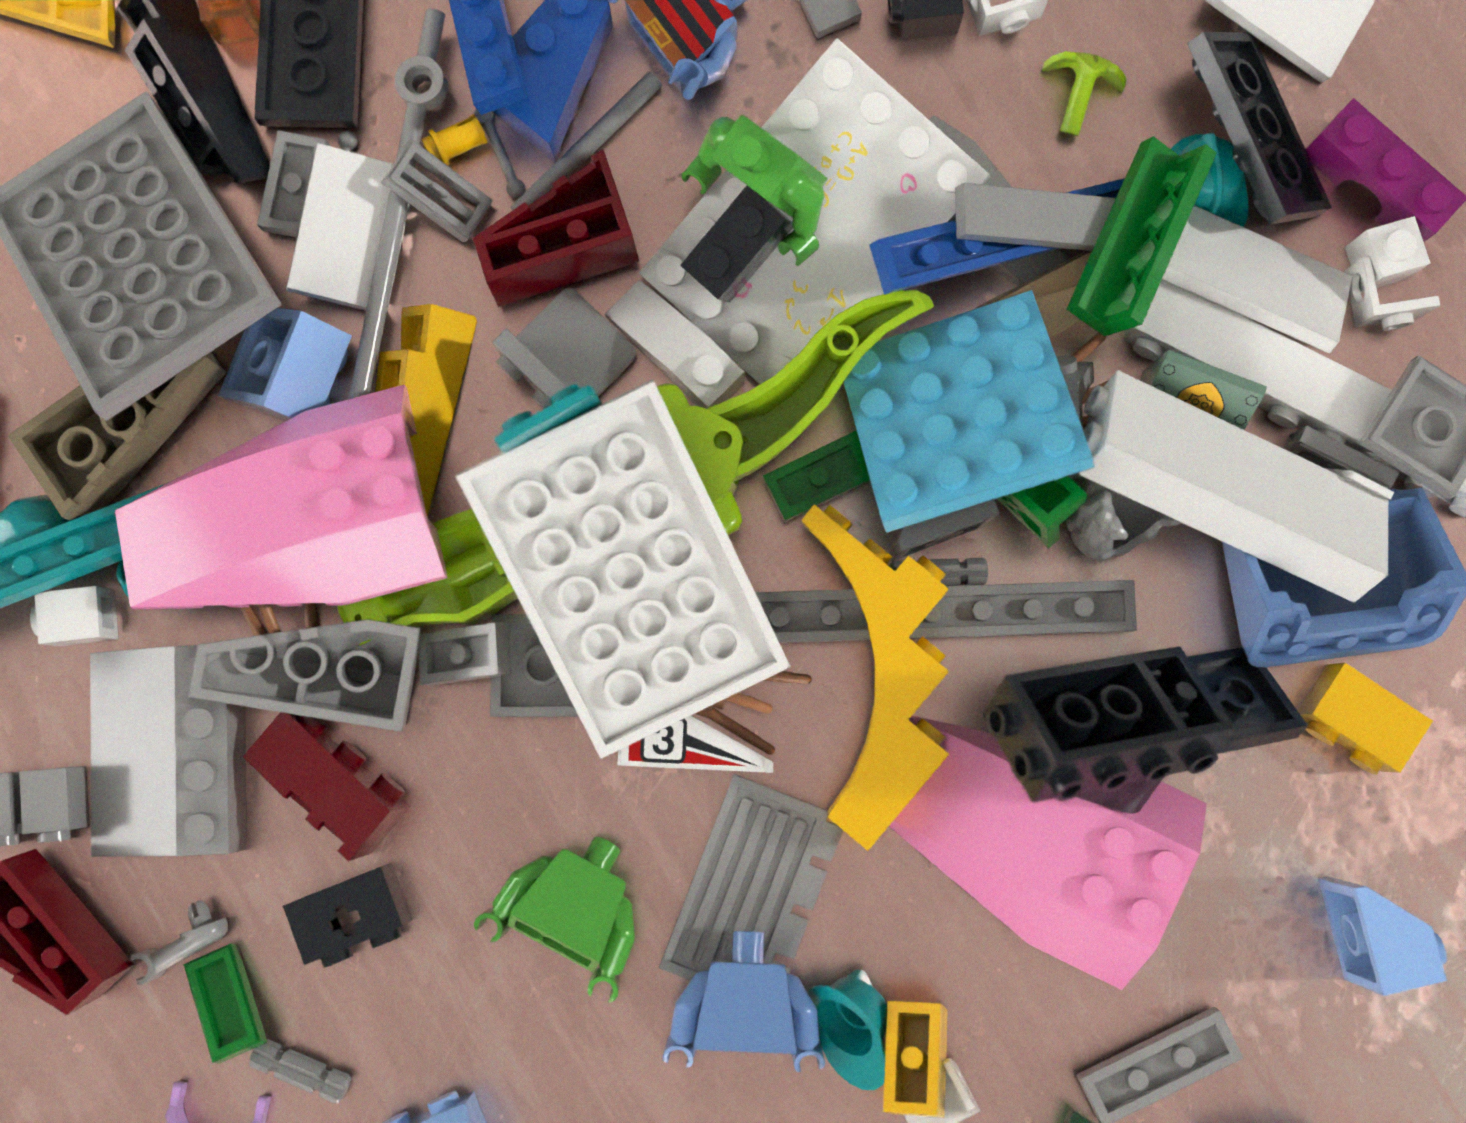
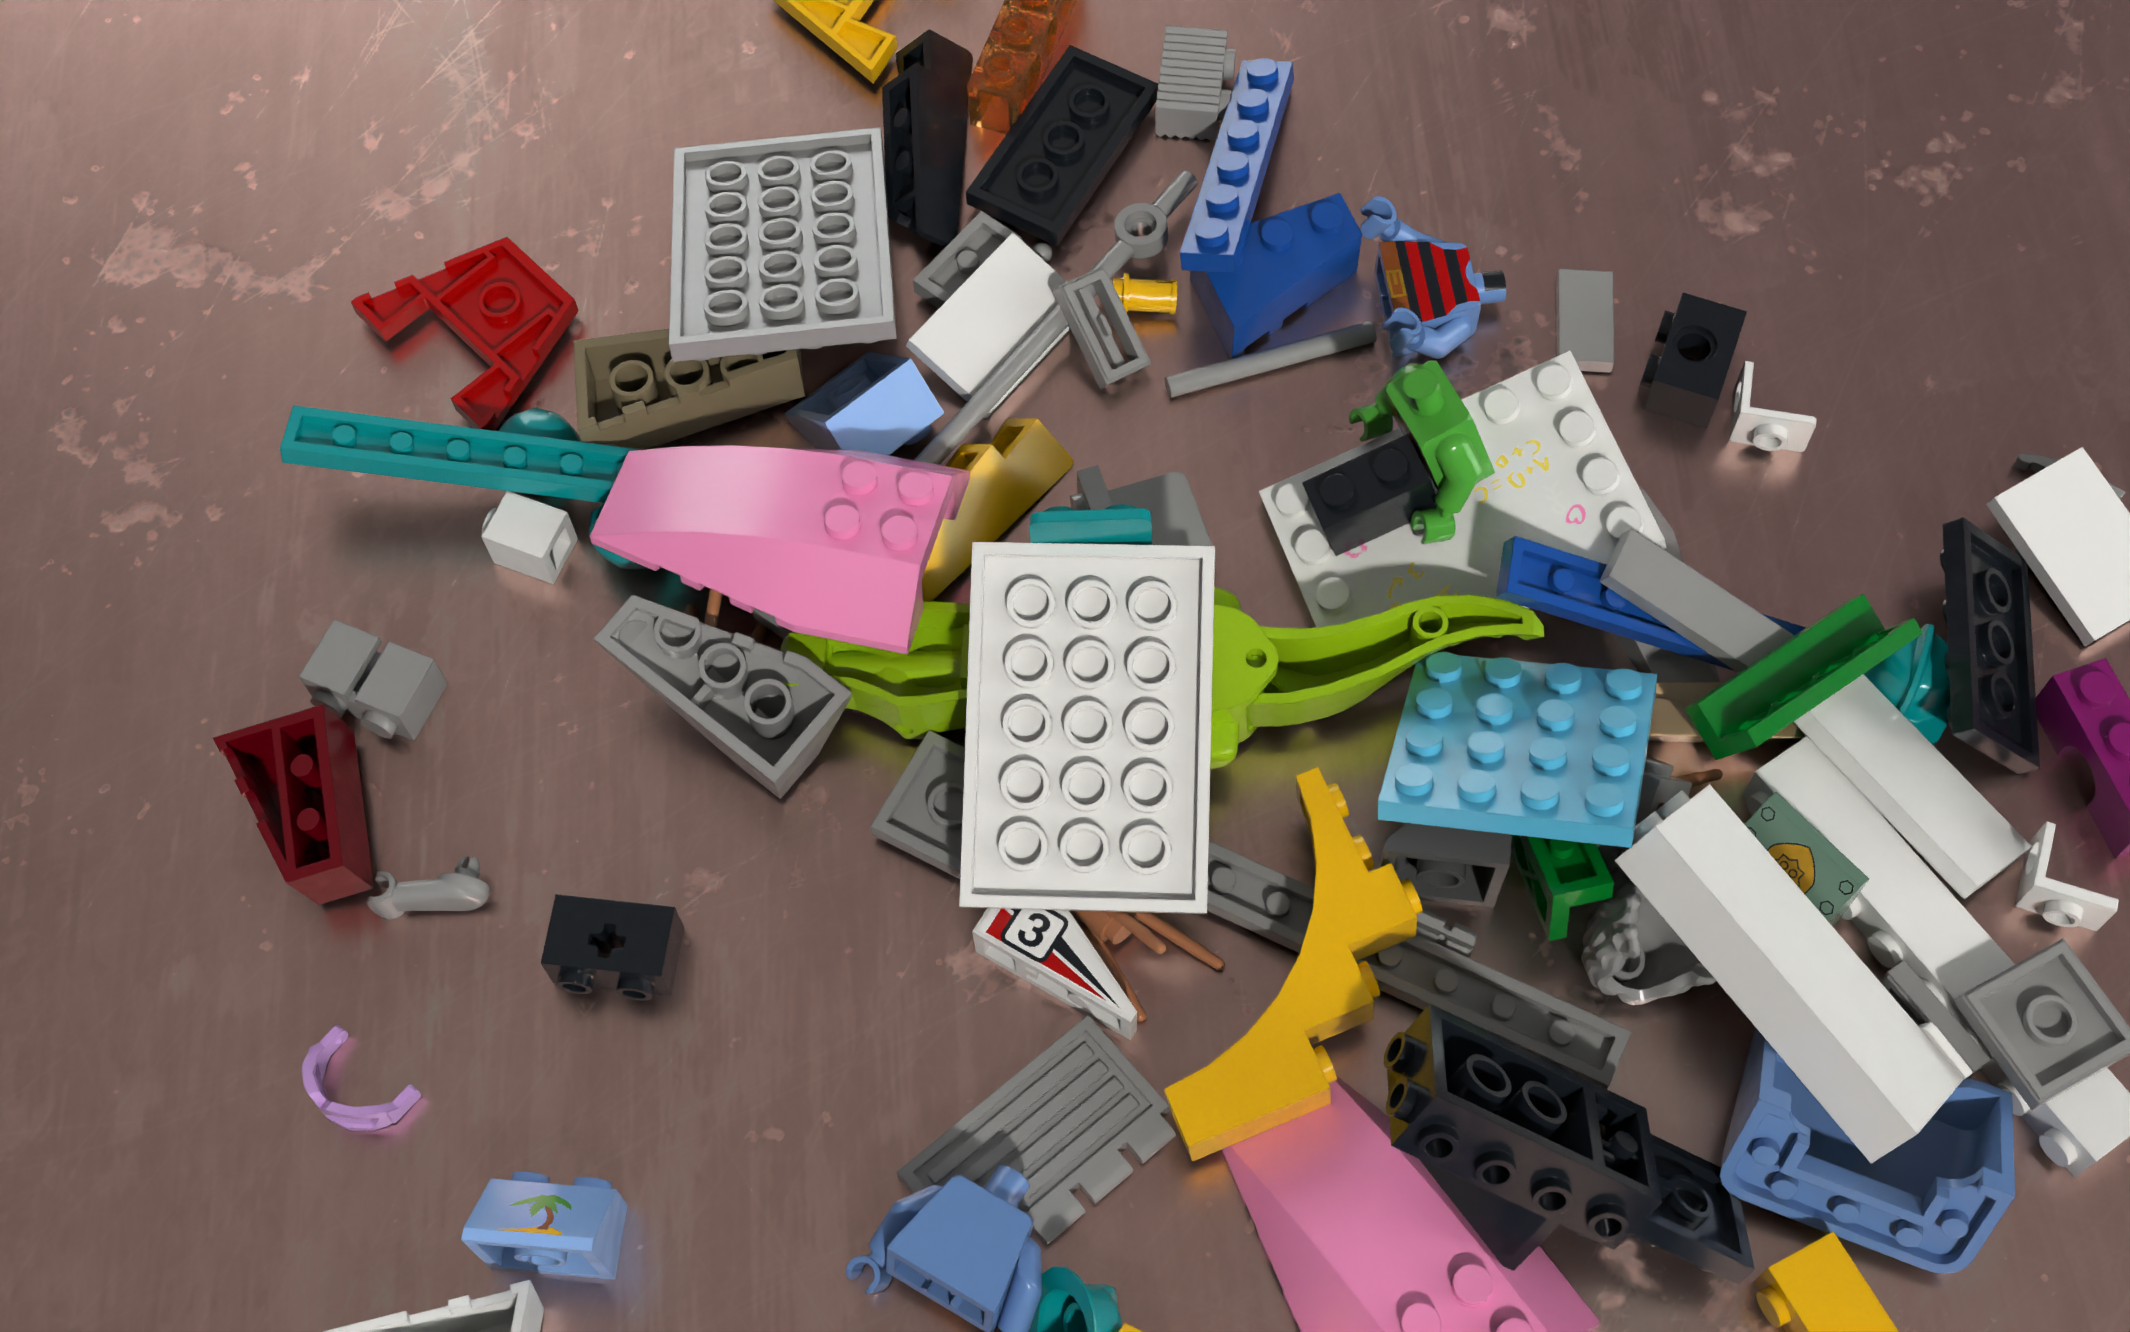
camera: 30 degrees right, 20 degrees down
(163, 762) = (529, 710): light grey slope -> none
(225, 1003) = (437, 971): green tile -> none
(300, 1071) = (467, 1081): light grey axle -> none
(328, 782) = (674, 808): dark red wedge -> none
(464, 654) = (880, 751): light grey plate -> none
(515, 187) = (1185, 294): light grey hinge -> none
(559, 237) = (1195, 420): dark red wedge -> none
(571, 909) = (840, 1056): bright green torso -> none
(676, 346) = (1258, 567): white slope -> none
(818, 477) = (1349, 760): green plate -> none
(1087, 69) = (1827, 513): lime plant -> none
(1394, 251) = (2085, 837): white brick -> none

